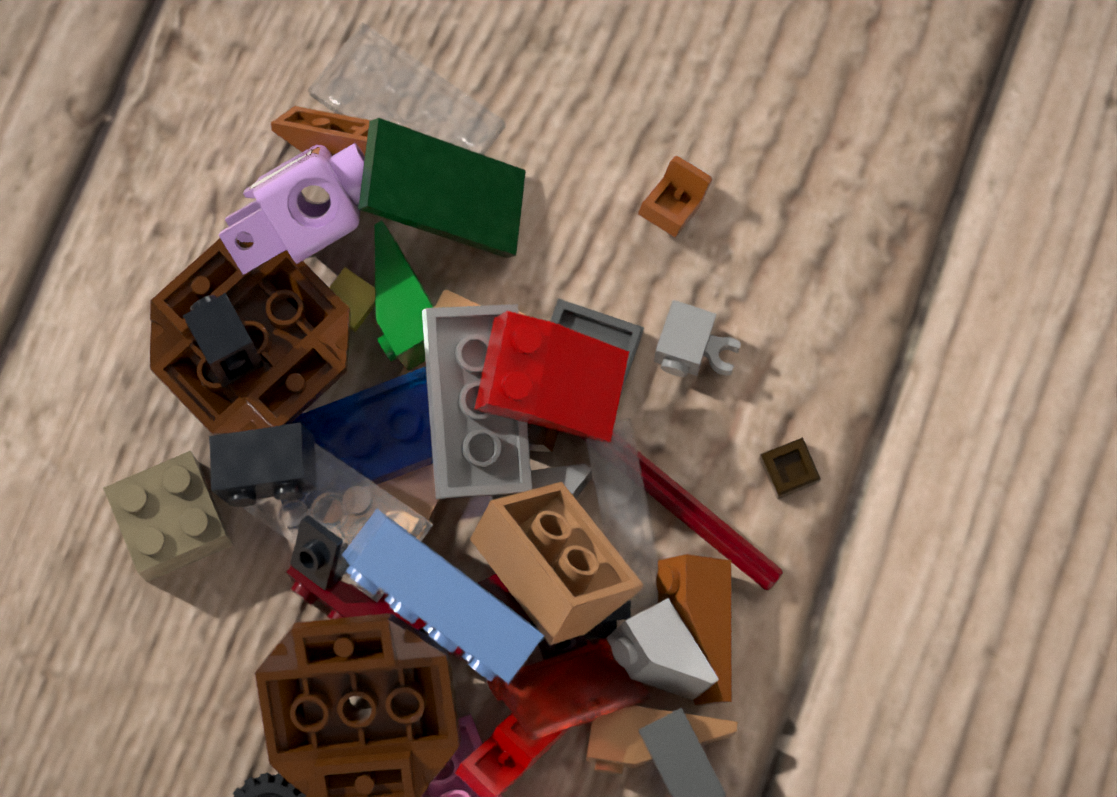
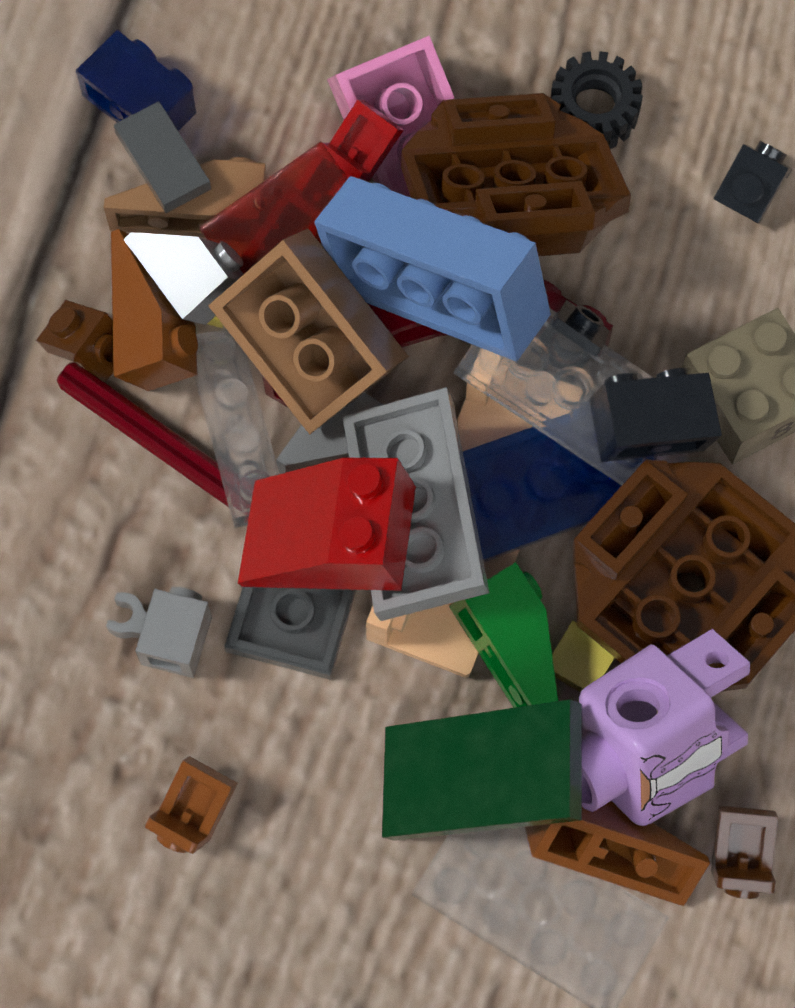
camera: 175 degrees right, 5 degrees down
(133, 724) = (753, 180): none -> black bracket
(222, 338) = (724, 540): black brick -> none
(242, 132) = (744, 851): none -> bracket
(761, 610) = (81, 337): none -> reddish brown bracket
(789, 468) = (49, 500): dark brown tile -> none

